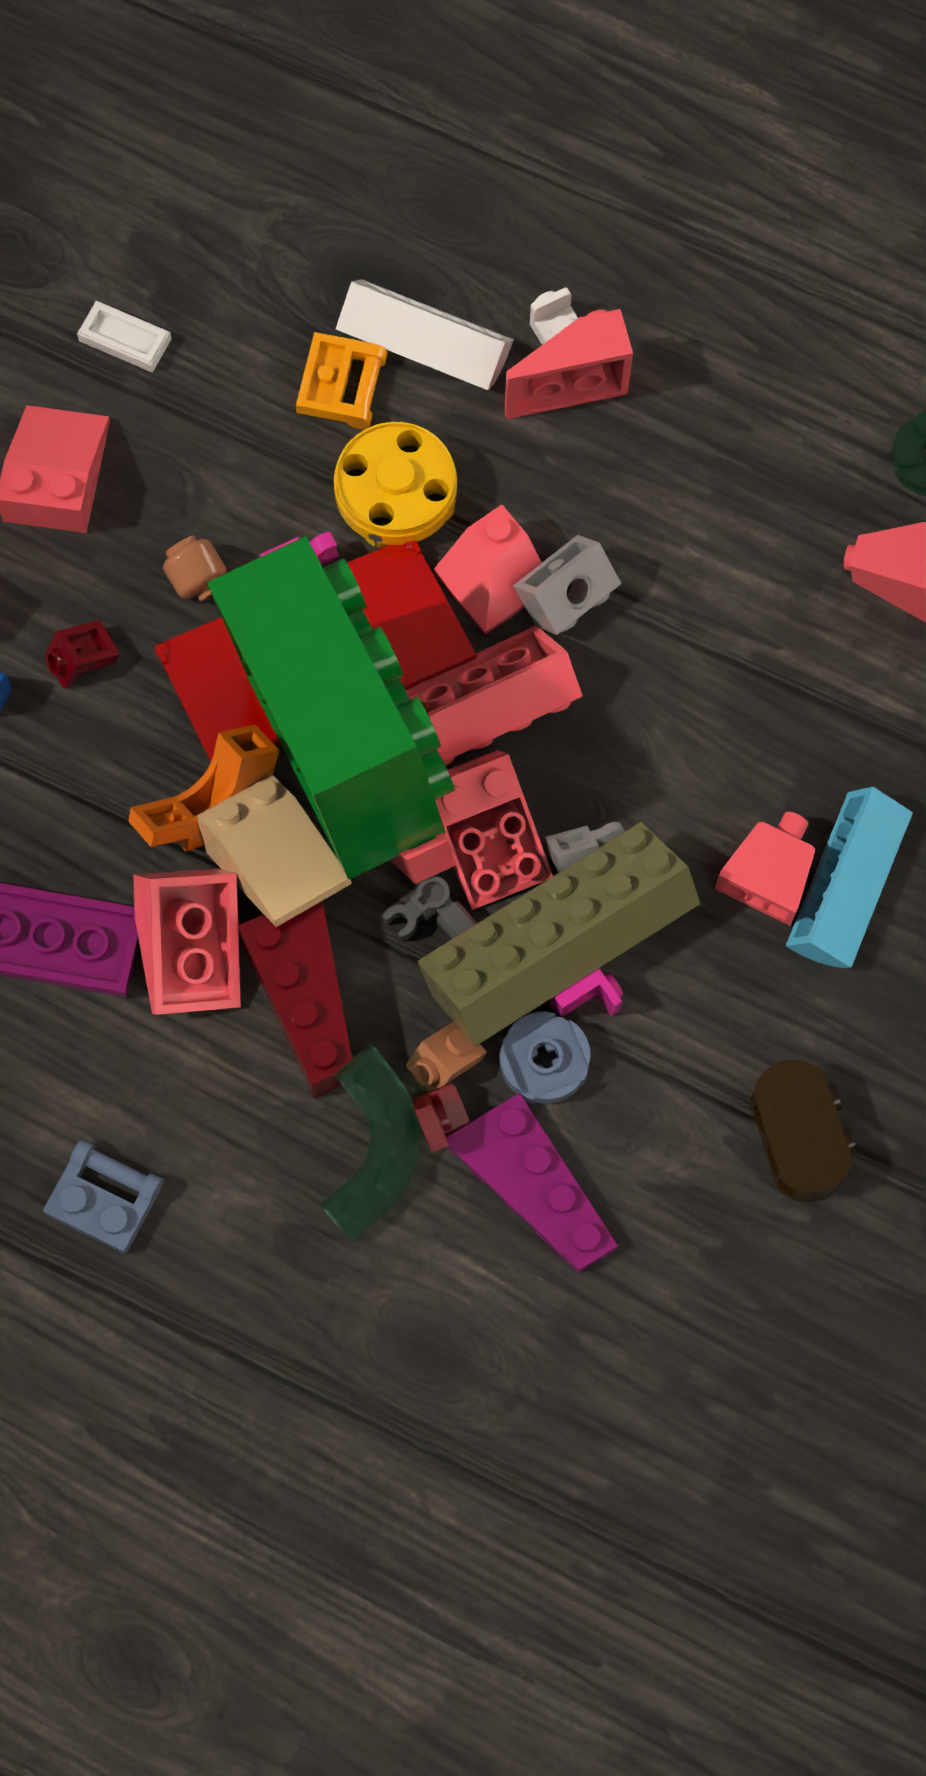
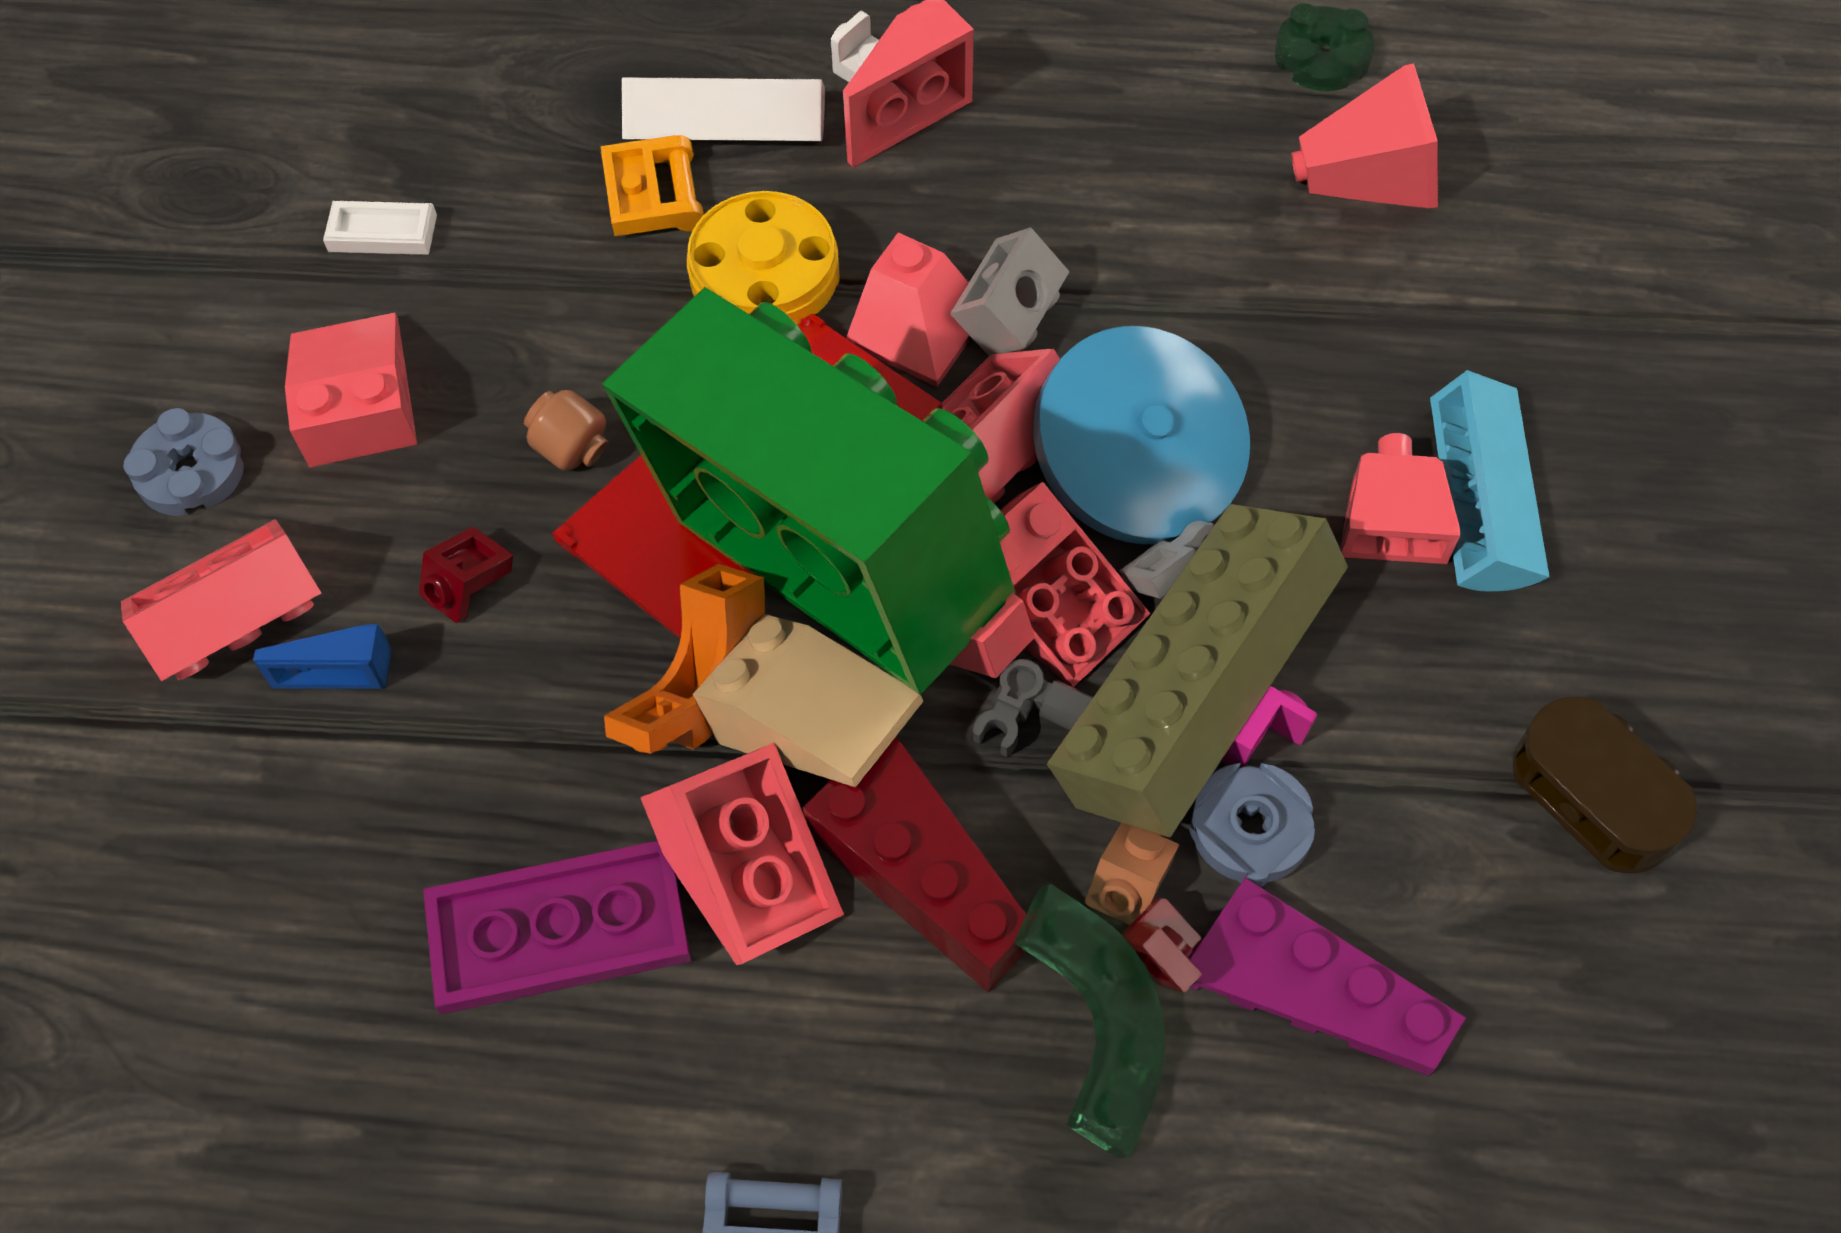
camera: 20 degrees left, 10 degrees down
(607, 740) = (1141, 434): none -> dark azure dish

